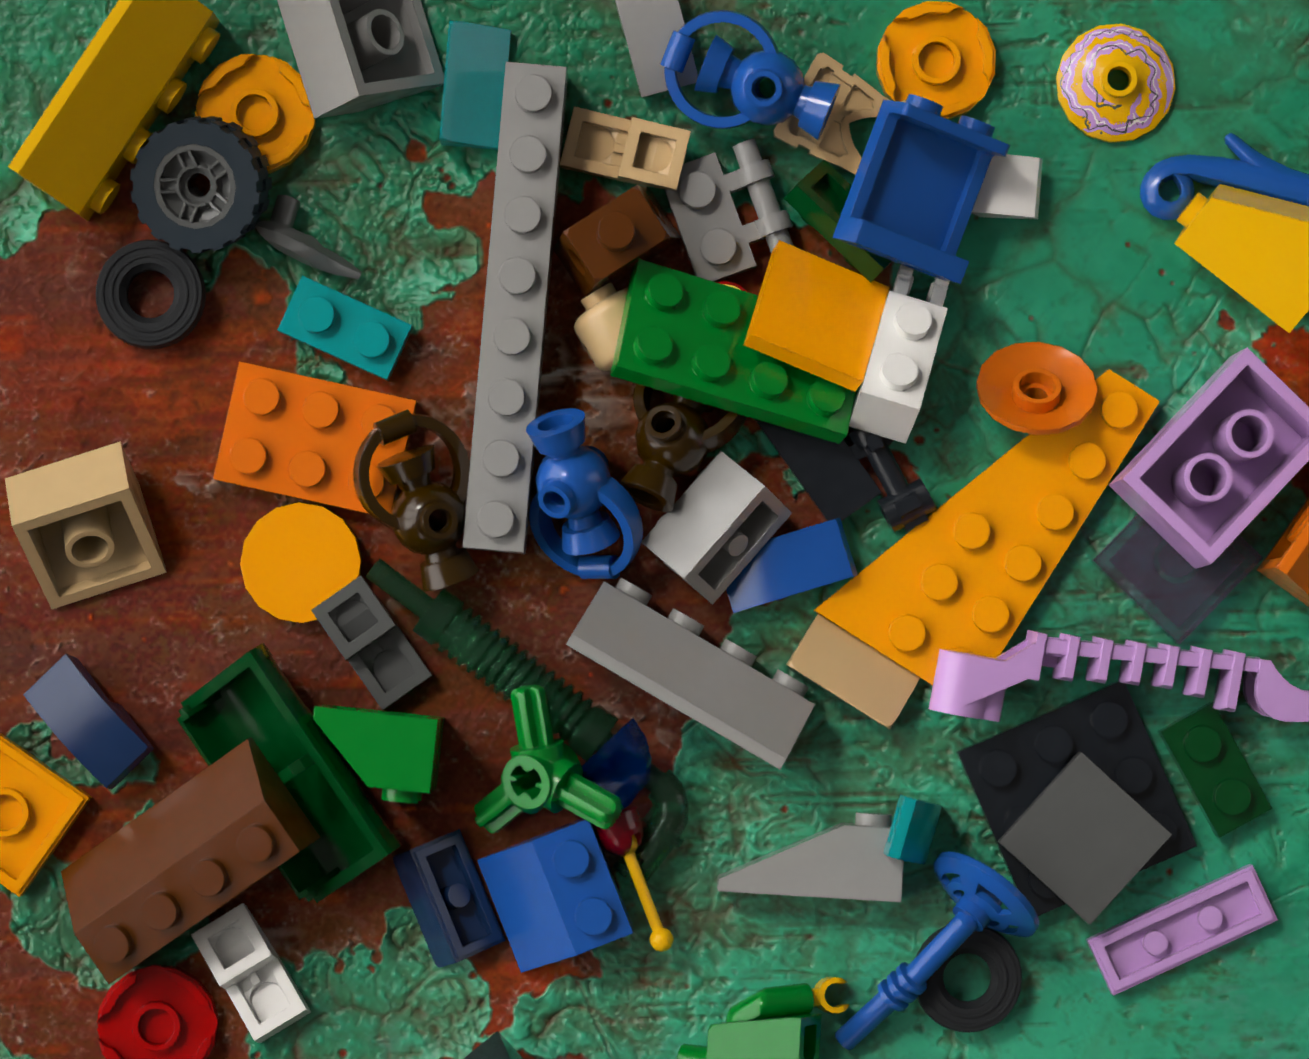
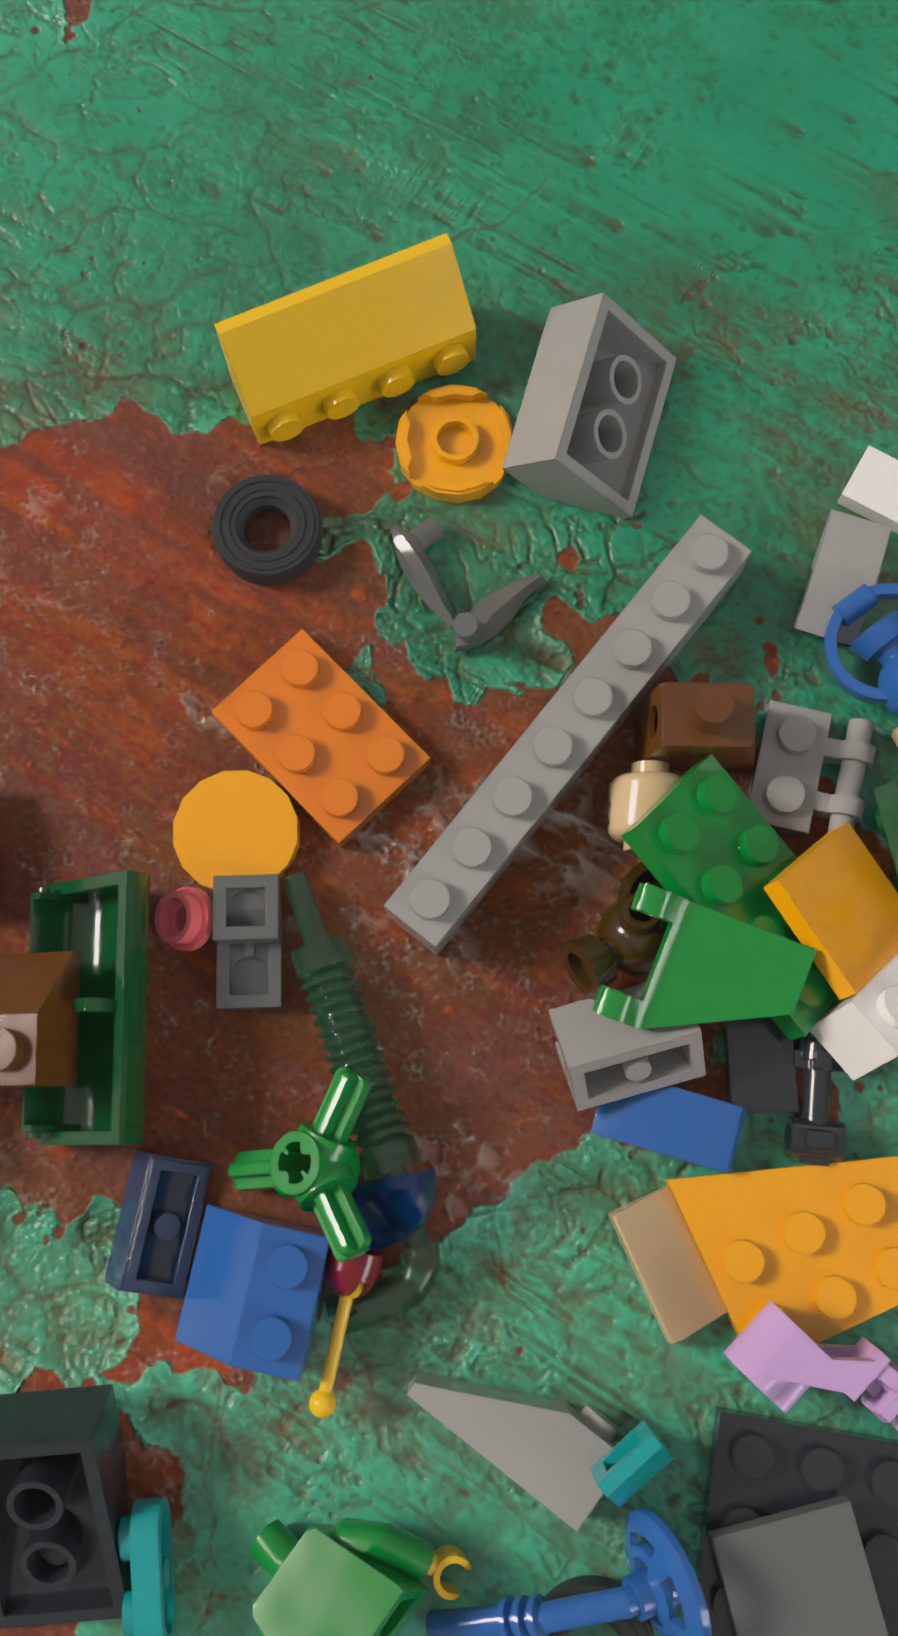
camera: 40 degrees right, 10 degrees down
(84, 525) = (74, 678): tan slope -> none
(181, 211) = (370, 428): black wheel -> none
(310, 657) = (185, 918): none -> coral plate
(345, 328) = (411, 661): teal plate -> none
(386, 242) = (493, 613): none -> dark grey bar
(387, 748) = (189, 1043): green slope -> none
(426, 513) = (383, 811): dark brown piece -> none
(473, 85) = (652, 528): teal slope -> none
(575, 485) = (522, 918): blue piece -> none
(625, 149) = (744, 653): tan slope -> none
(692, 674) = (518, 1167): light grey slope -> none
(740, 435) = (709, 969): none -> green flag

